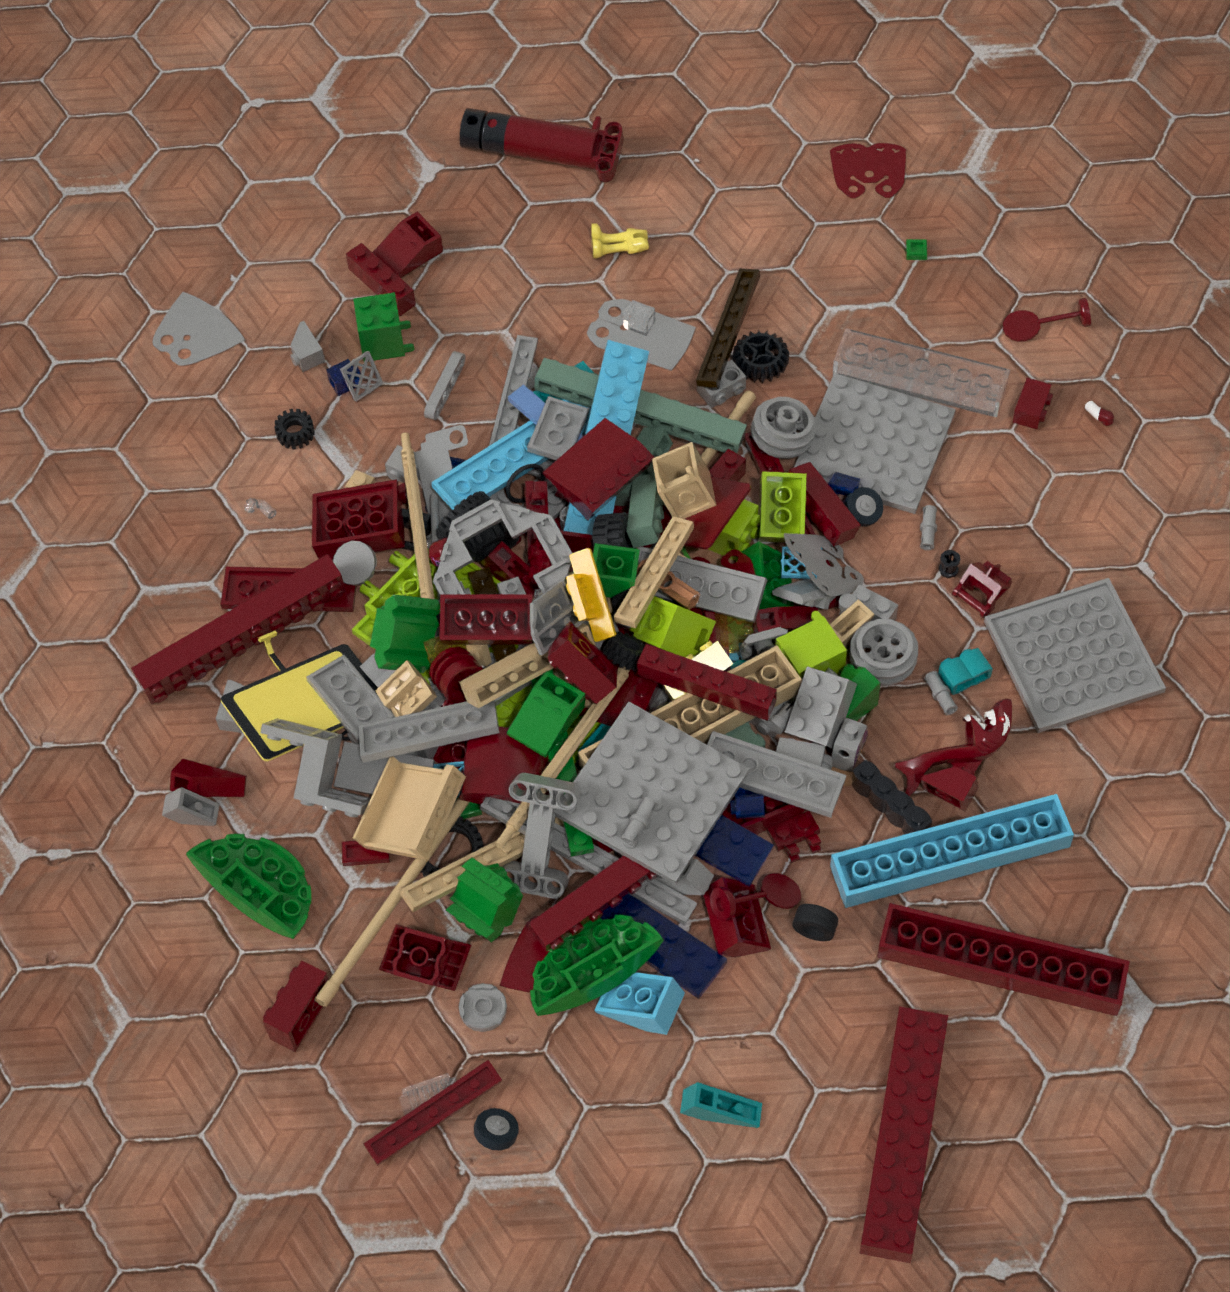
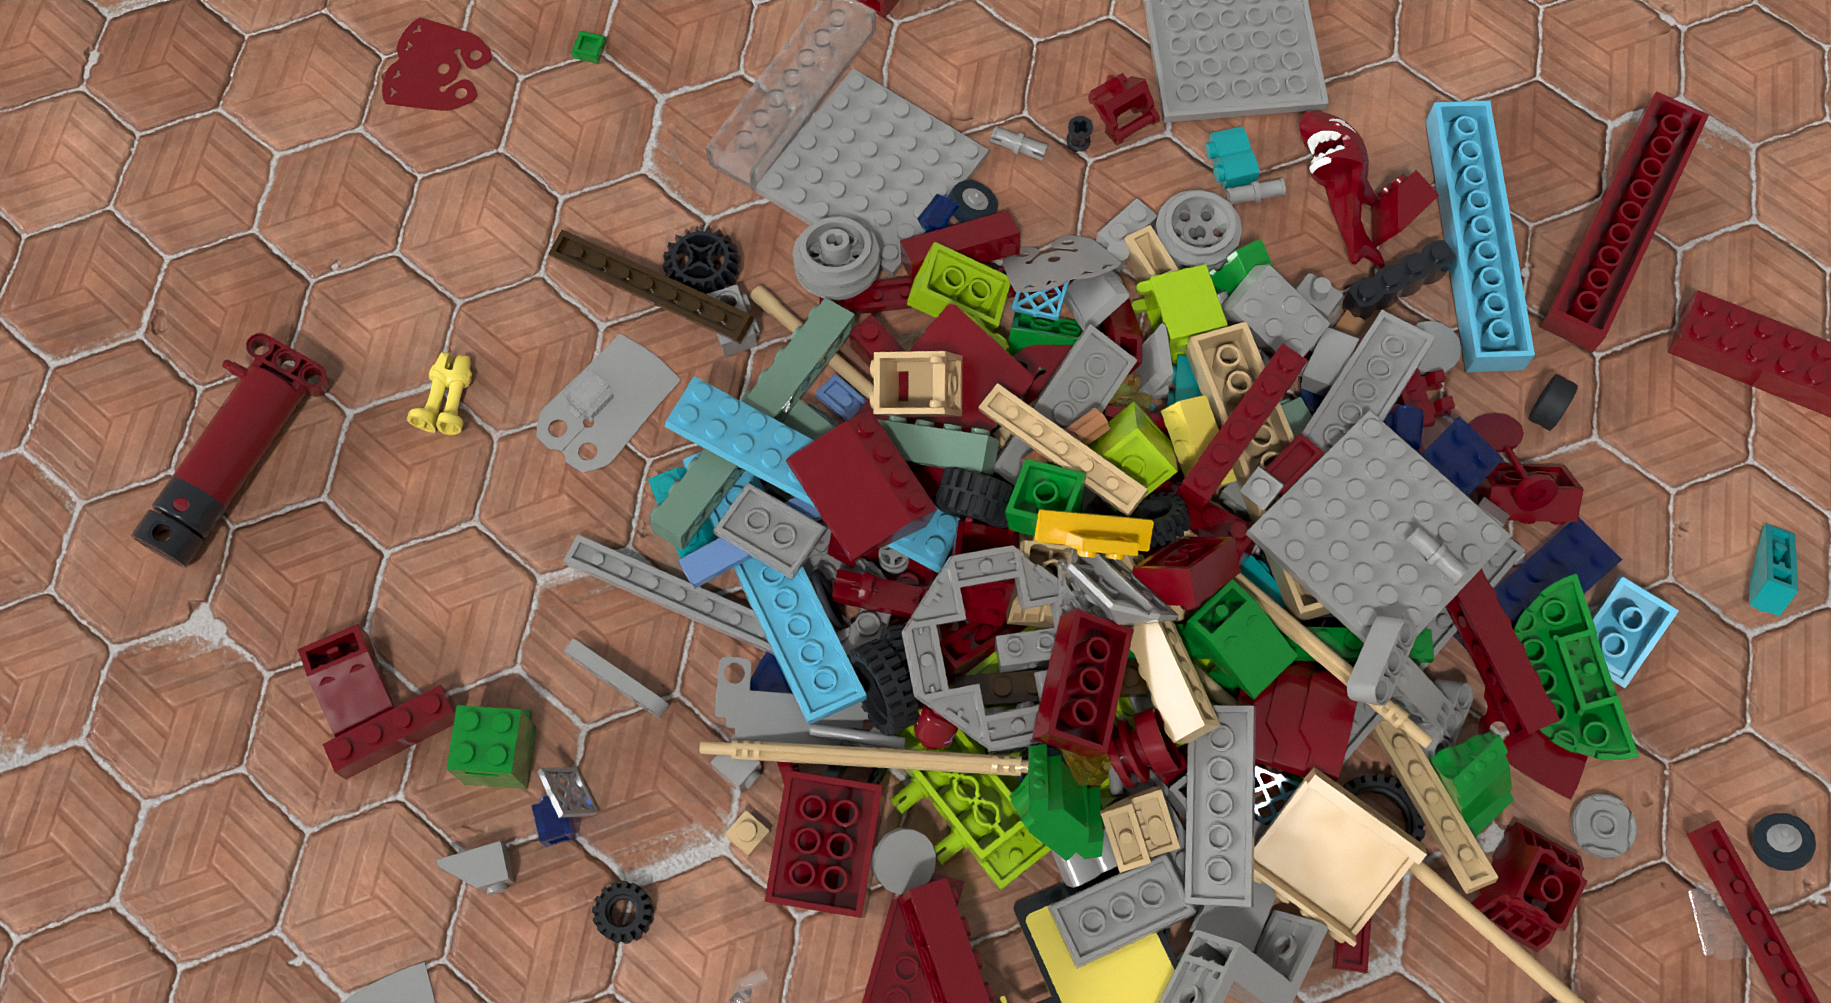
camera: 80 degrees left, 10 degrees up
(664, 706) = (1262, 488): none -> light grey plate
(691, 724) = (1294, 461): none -> dark red tile
(841, 835) = (1444, 350): none -> light grey tile

